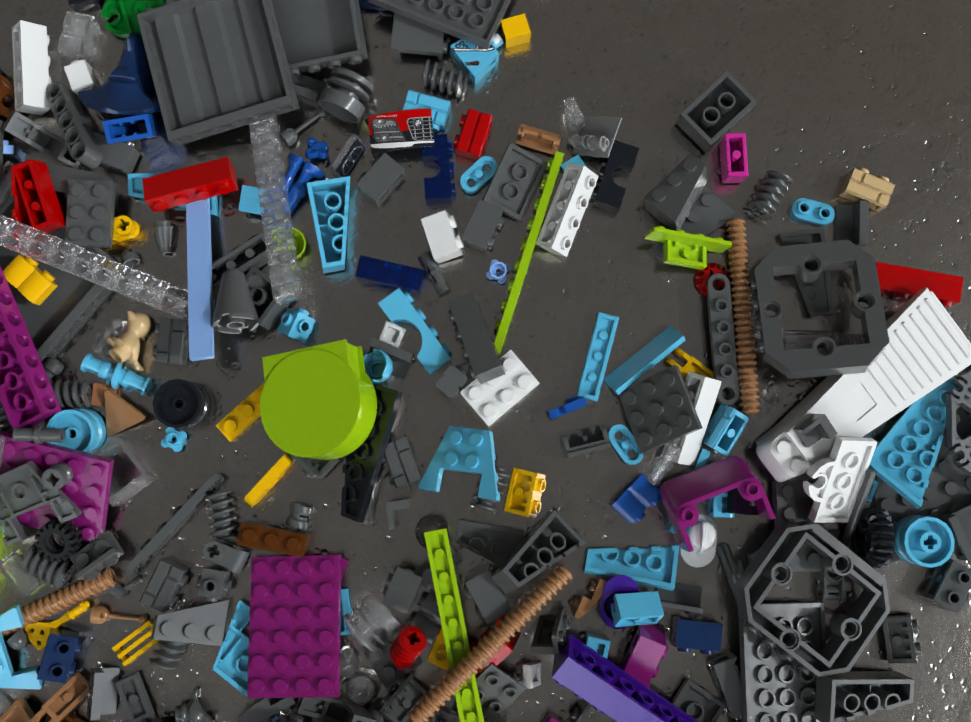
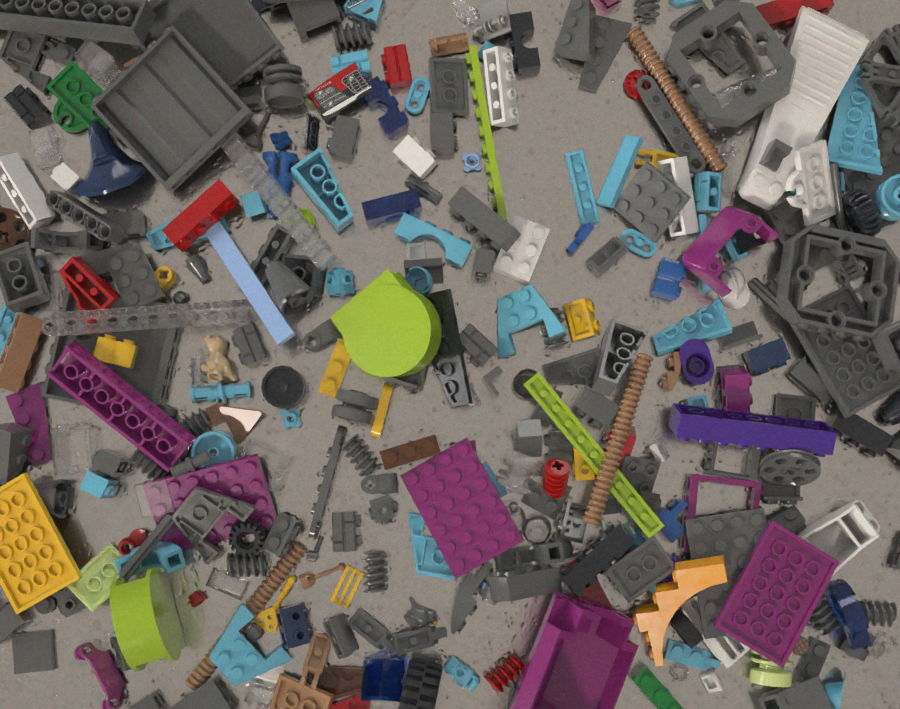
camera: 25 degrees left, 0 degrees up
(59, 471) = (225, 482): dark grey wheel -> none
(131, 128) = (133, 195): blue slope -> none
(193, 625) = (384, 547): dark grey wing -> none
(241, 462) = (355, 405): none -> dark grey wheel
(251, 370) = (324, 333): none -> dark grey piece
(298, 516) = (419, 425): dark grey wheel -> none
(550, 633) = (658, 411): dark grey bracket -> none
(636, 609) = (712, 359): medium azure hinge -> none
(664, 463) = (676, 239): clear pin -> none
(686, 248) = (607, 69): lime bracket -> none

